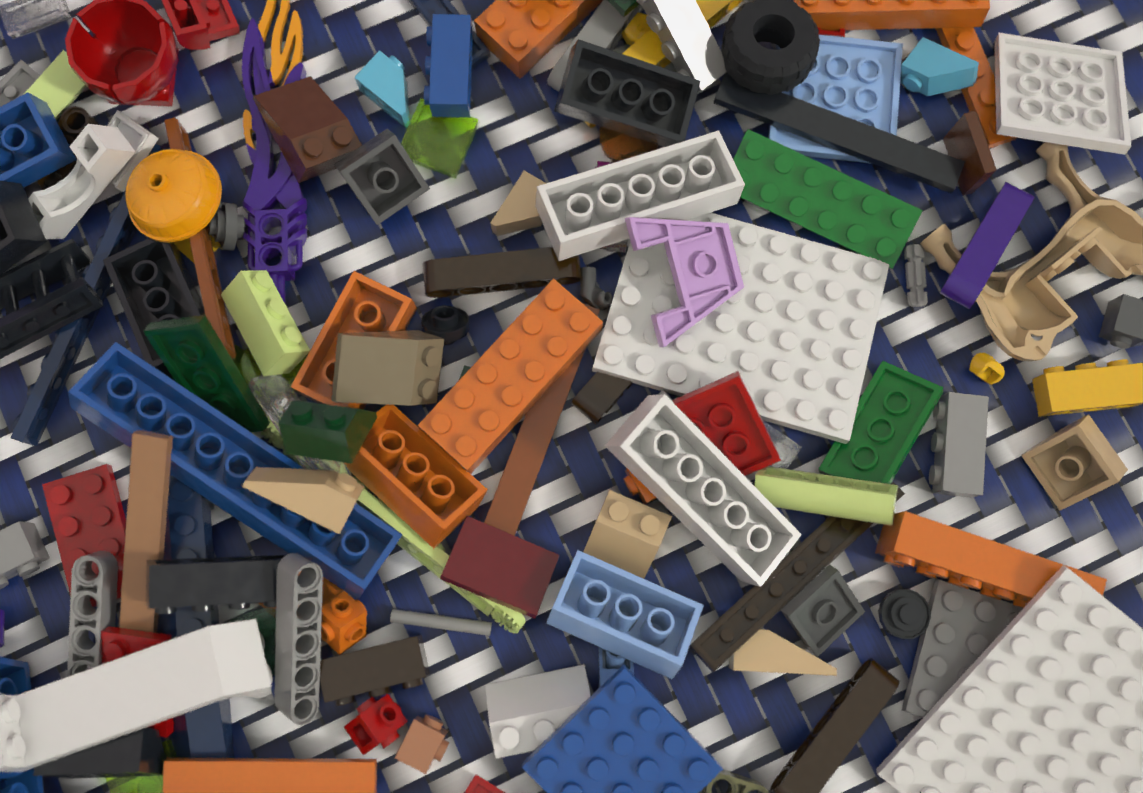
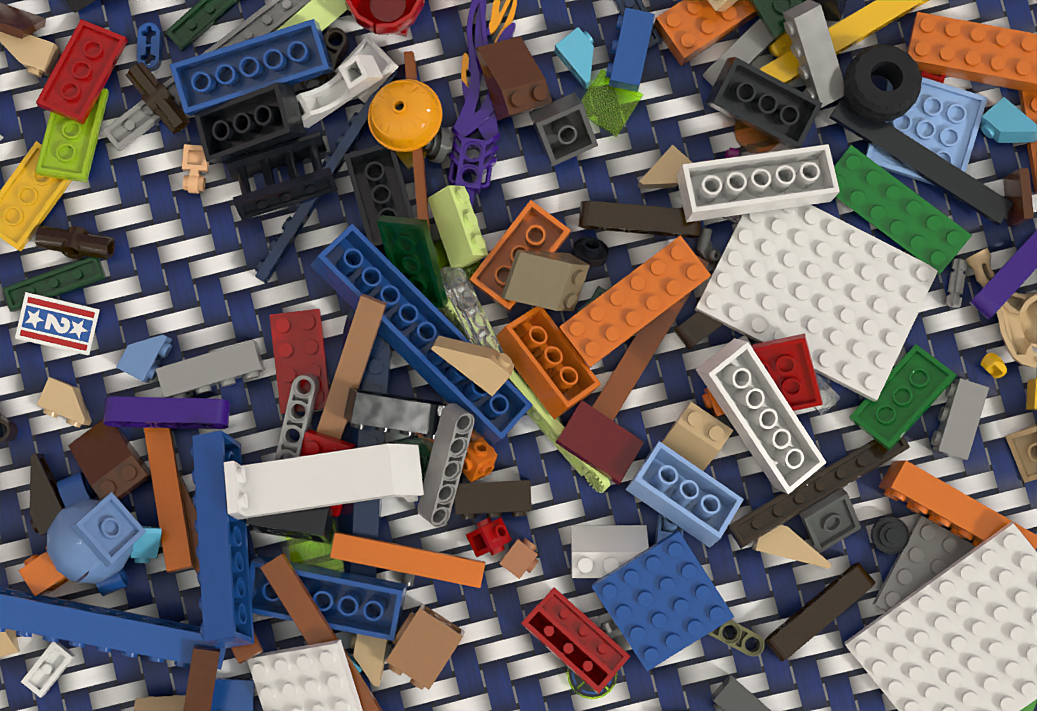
camera: 10 degrees right, 5 degrees up
(324, 430) = (494, 319): dark green slope -> none
(441, 622) = (546, 474): light grey bar -> none
(701, 267) = (793, 248): lavender wing -> none
(828, 495) = (852, 437): yellowish green brick -> none

